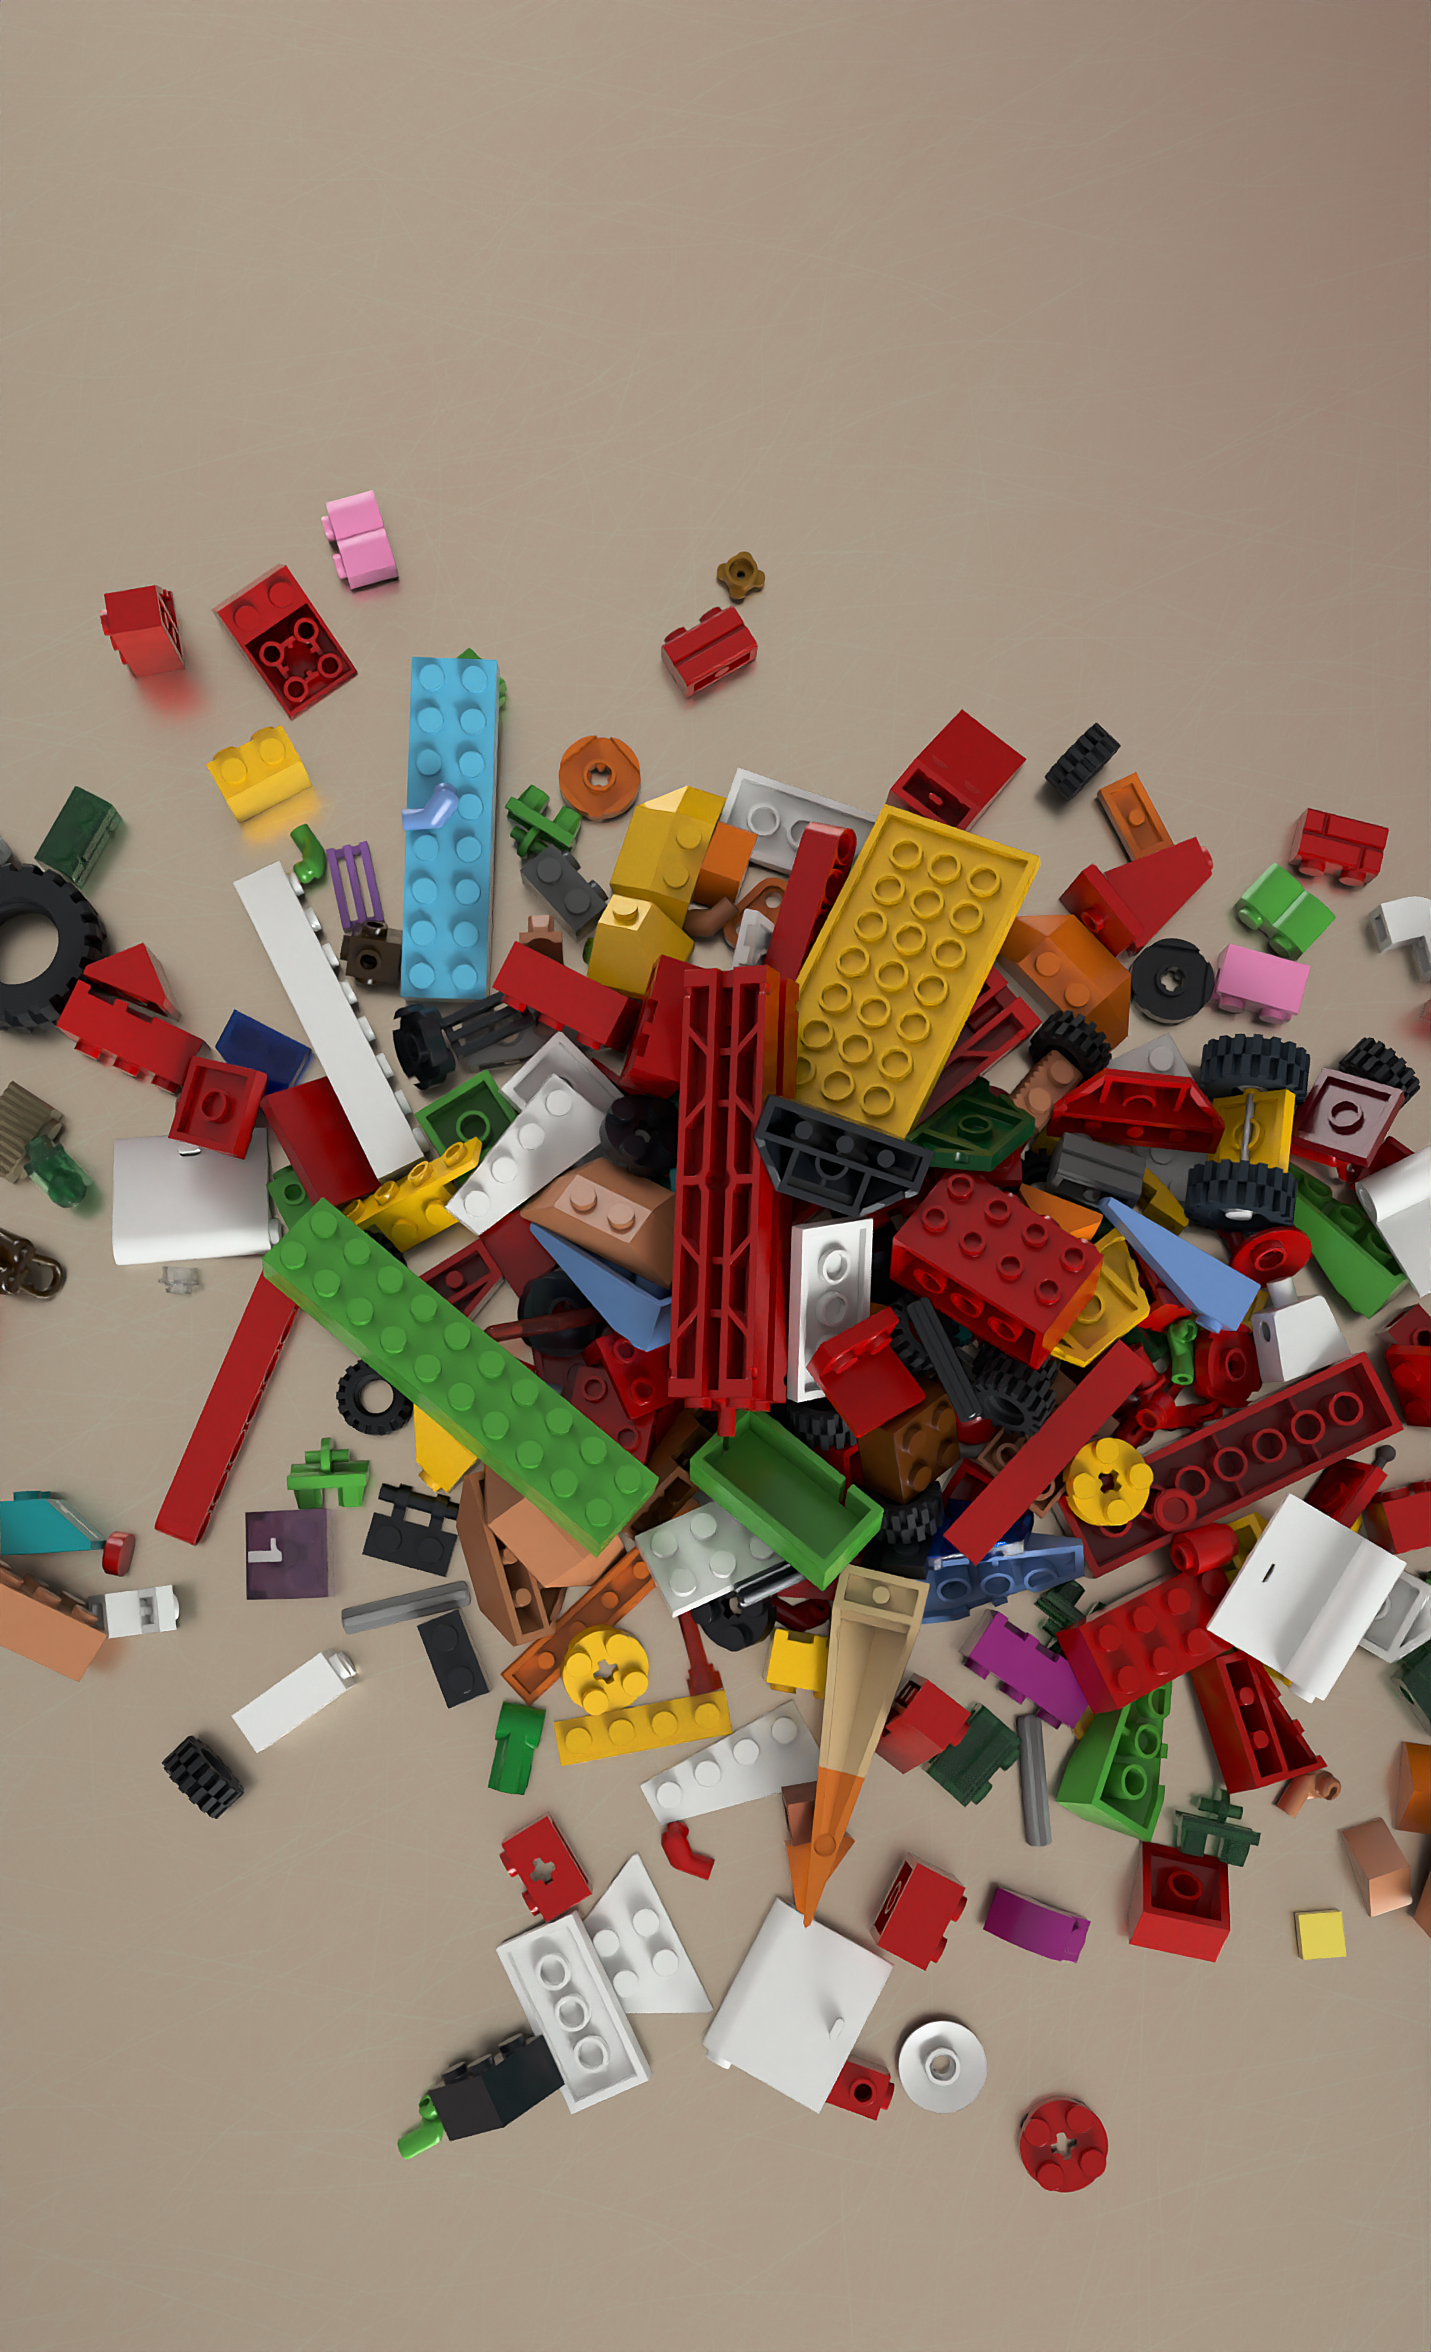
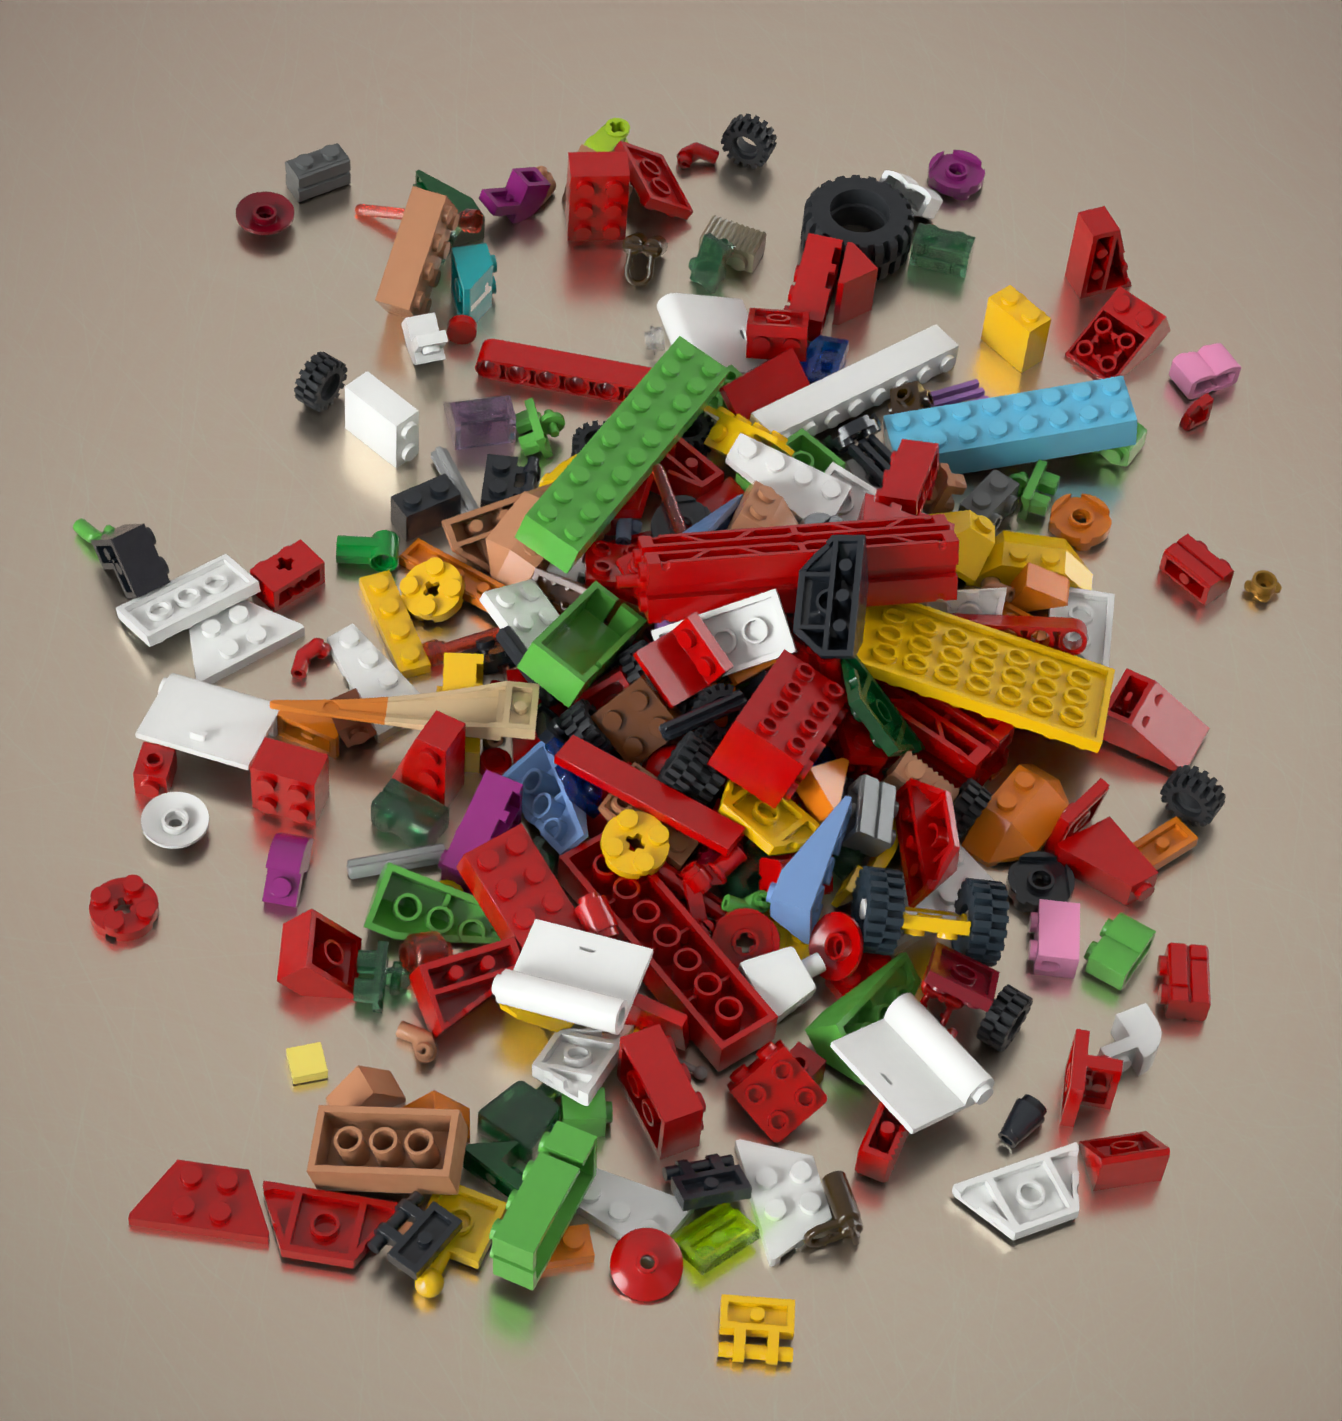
camera: 85 degrees right, 30 degrees down
(312, 854) = (966, 372): bright green arm -> none
(432, 565) = (1197, 413): none -> red tile
(435, 813) = (1018, 400): medium blue arm -> none
(1174, 1510) = (623, 896): red tile -> none
(1190, 1766) = (423, 948): none -> clear red head

